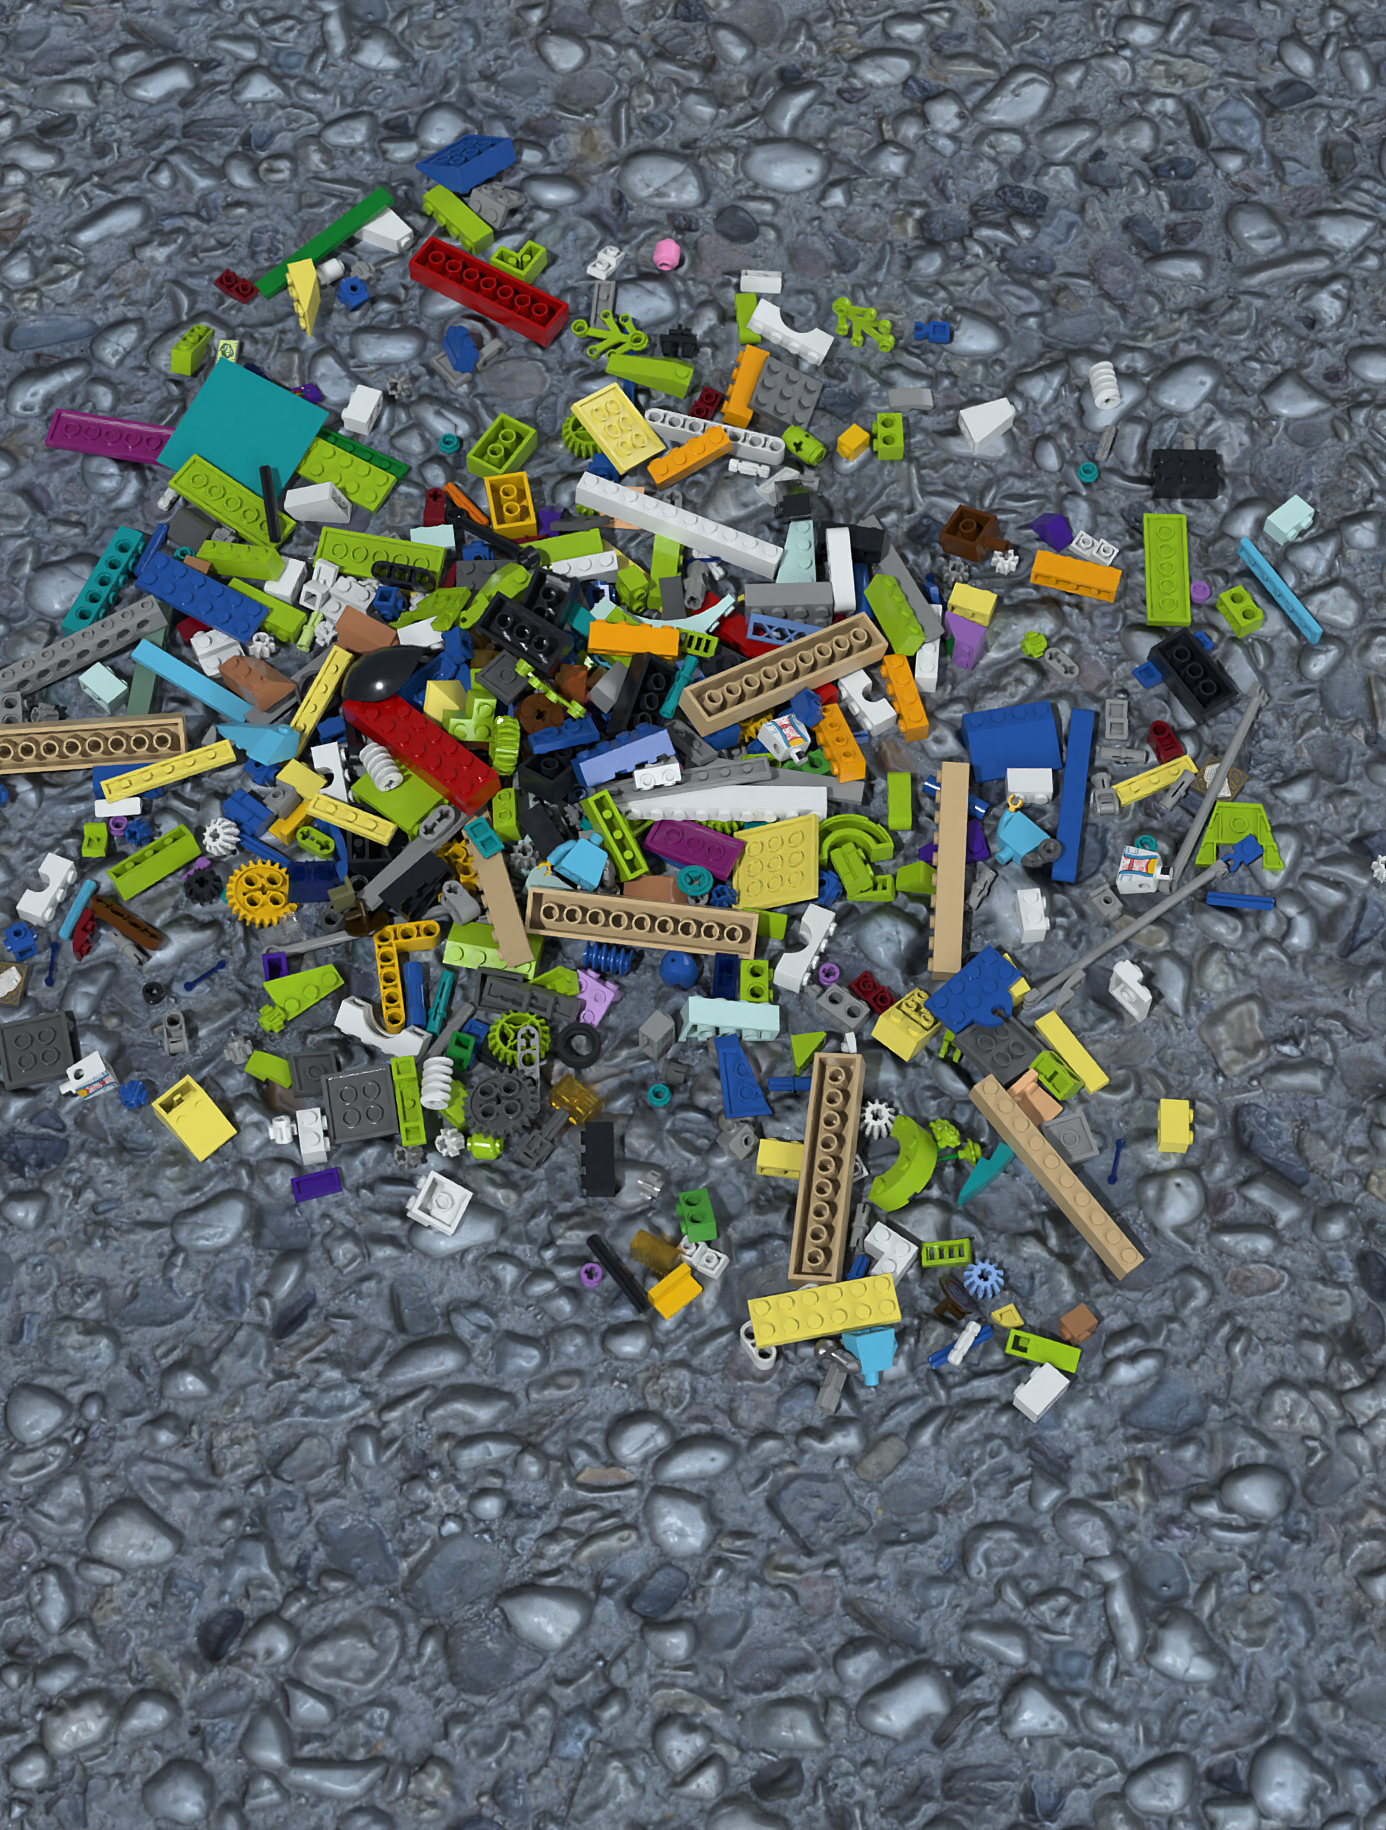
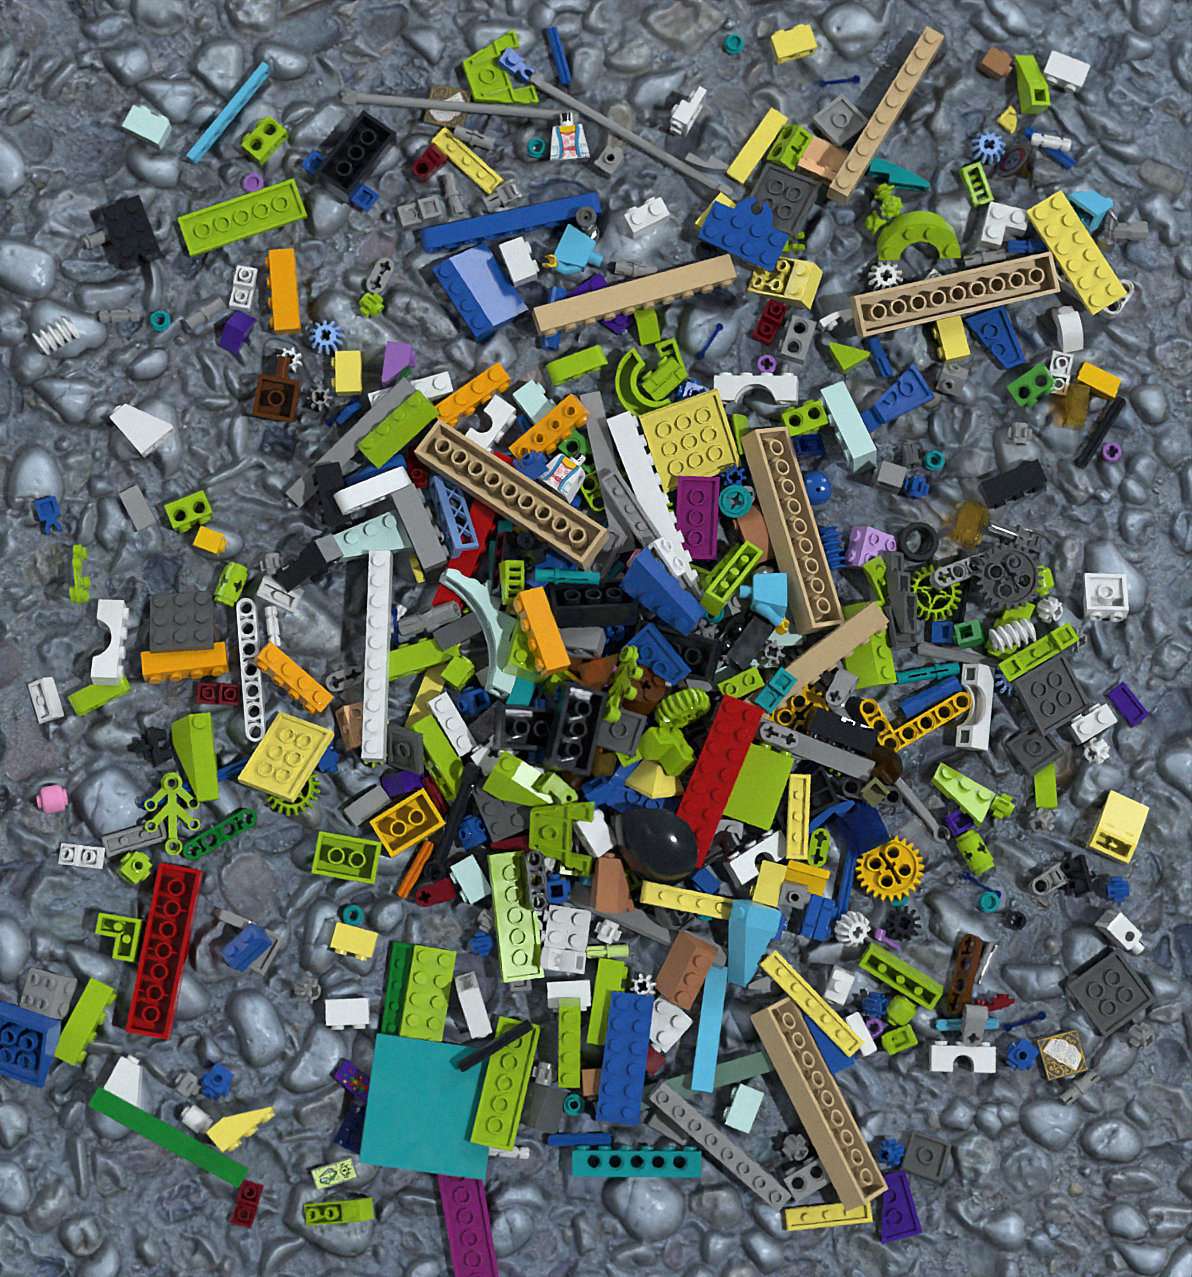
camera: 115 degrees left, 20 degrees up
(72, 901) = (973, 1024): none -> light grey piece
(119, 849) = (901, 1010): none -> lime head
(155, 1058) = (1080, 876): none -> black hips
(169, 800) = (838, 987): none -> white torso
(184, 973) = (988, 902): none -> teal plate
(250, 970) = (970, 843): none -> lime piece
(369, 526) = (482, 944): none -> blue gear
(380, 767) = (747, 806): white piece -> none
(424, 435) = (354, 940): none -> light yellow brick
(544, 486) = (367, 806): none -> light grey slope
(571, 369) = (218, 831): none -> green beam
(575, 292) = (128, 870): none -> lime brick
(636, 1063) = (916, 487): none -> blue gear
(743, 1277) = (1069, 328): none -> white brick
(765, 1209) = (998, 336): none -> blue wing
(864, 919) = (700, 355): none -> clear blue hinge
(878, 748) = (533, 401): none -> light aqua brick
(1015, 598) = (317, 337): none -> light blue gear
(1080, 510) = (205, 313): none -> light grey pin
(1194, 1070) = (734, 44): none -> teal plate

